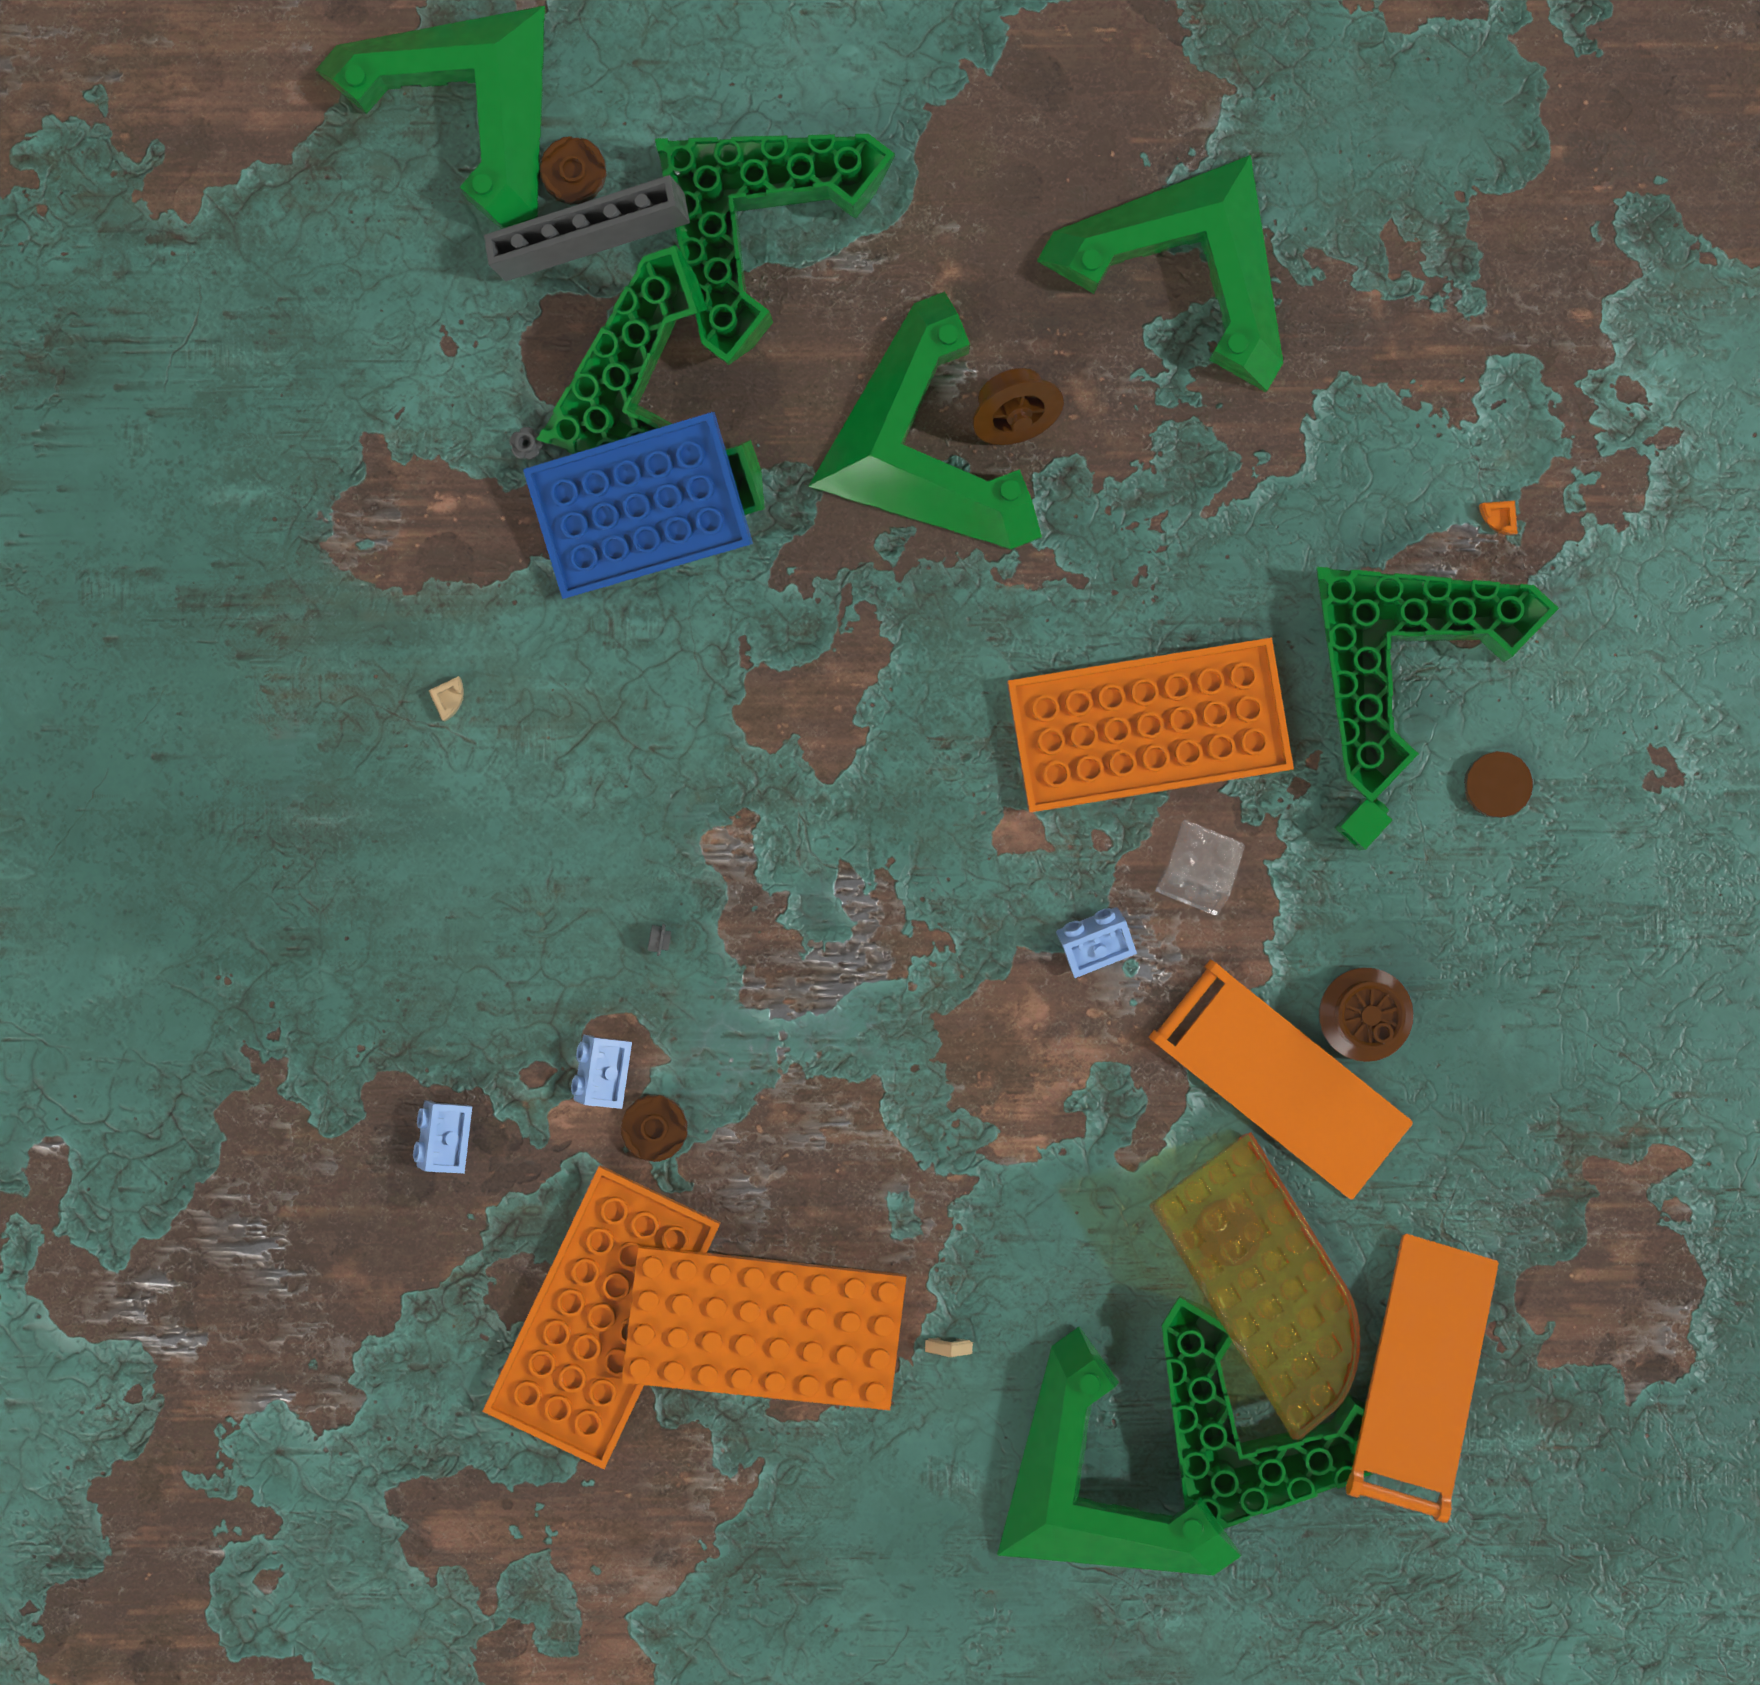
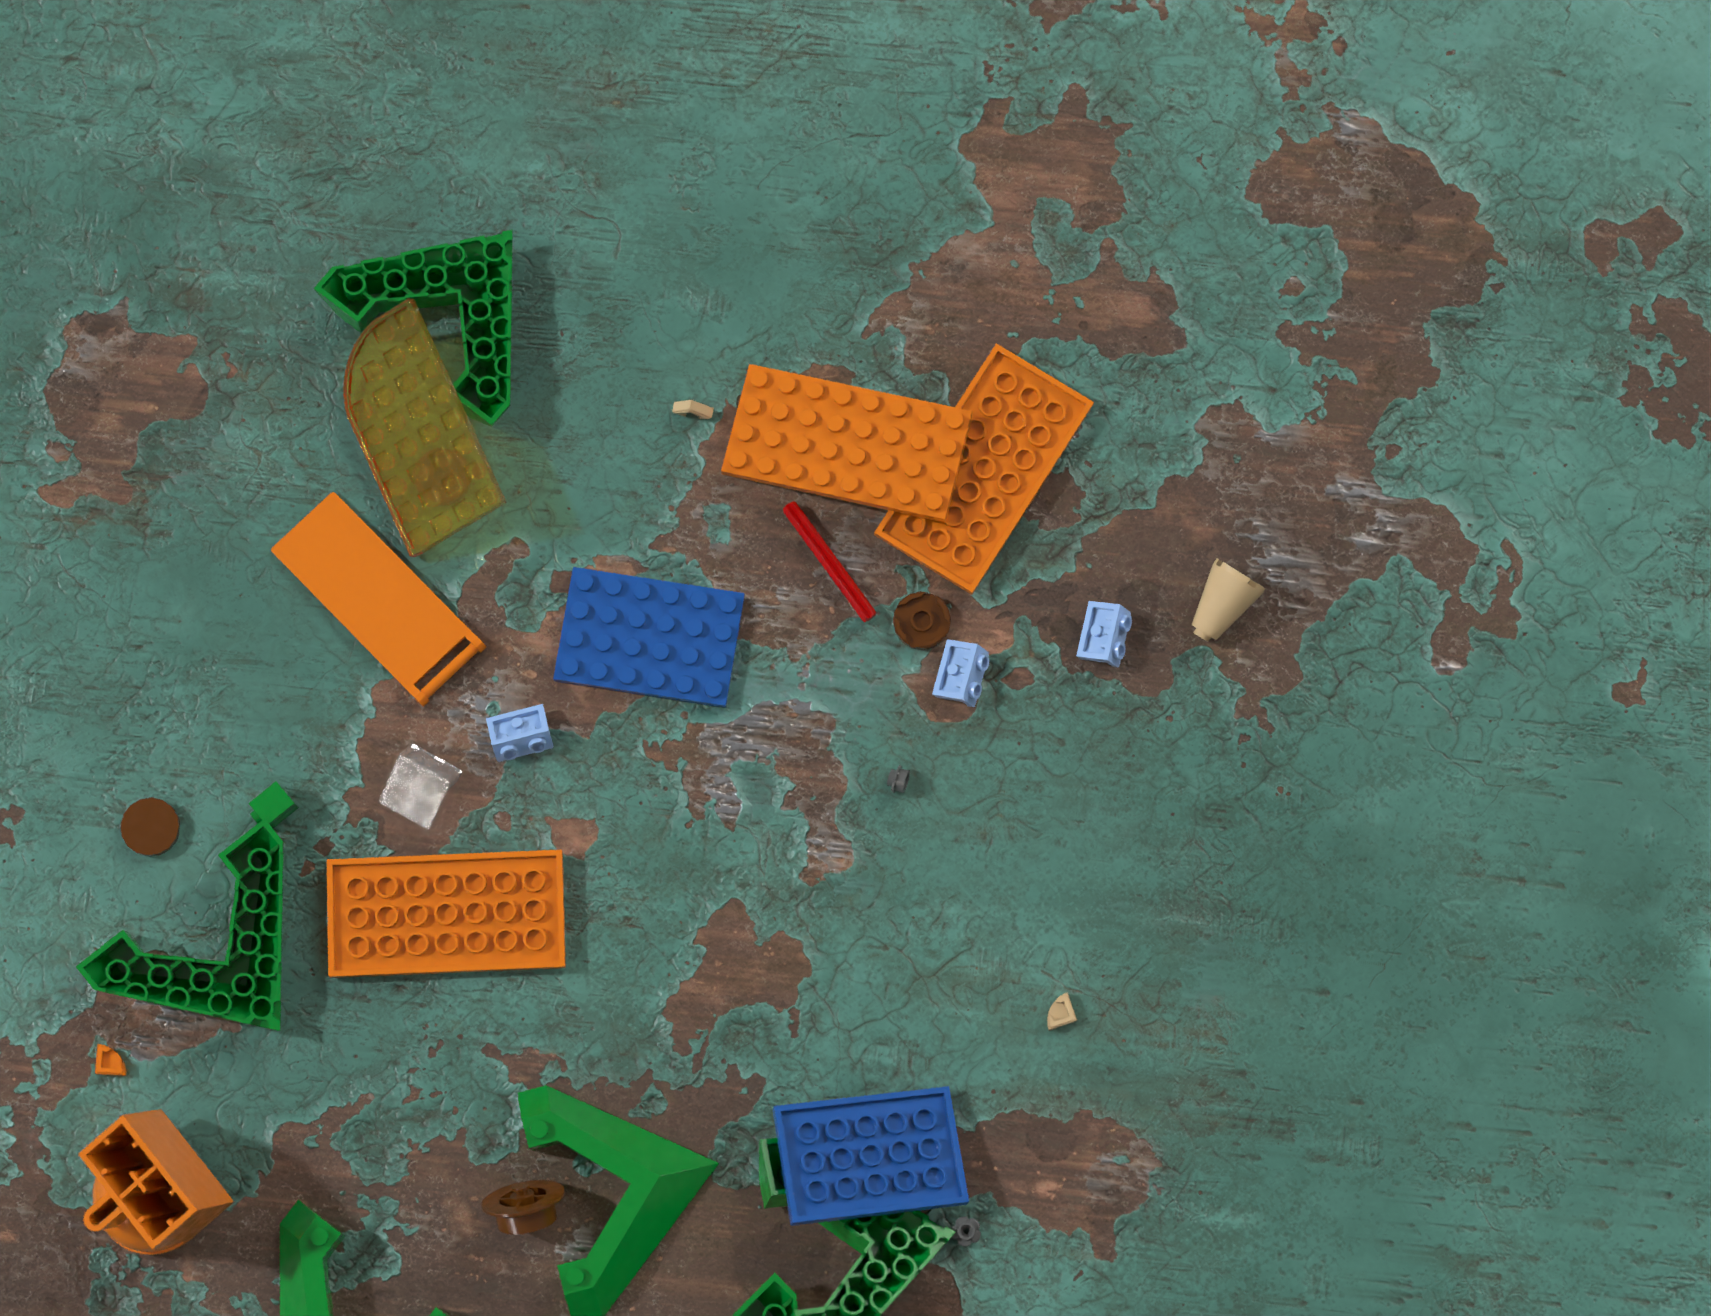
camera: 170 degrees left, 10 degrees down
(307, 1190) = (1223, 600): none -> tan cone
(768, 1185) = (829, 561): none -> red axle
(964, 1071) = (649, 637): none -> blue plate
(1057, 1525) = (627, 268): green wedge -> none
(1366, 1014) = (296, 643): reddish brown wheel -> none
(1424, 1374) = (295, 341): orange flag -> none
(1435, 370) = (150, 1185): none -> orange piece

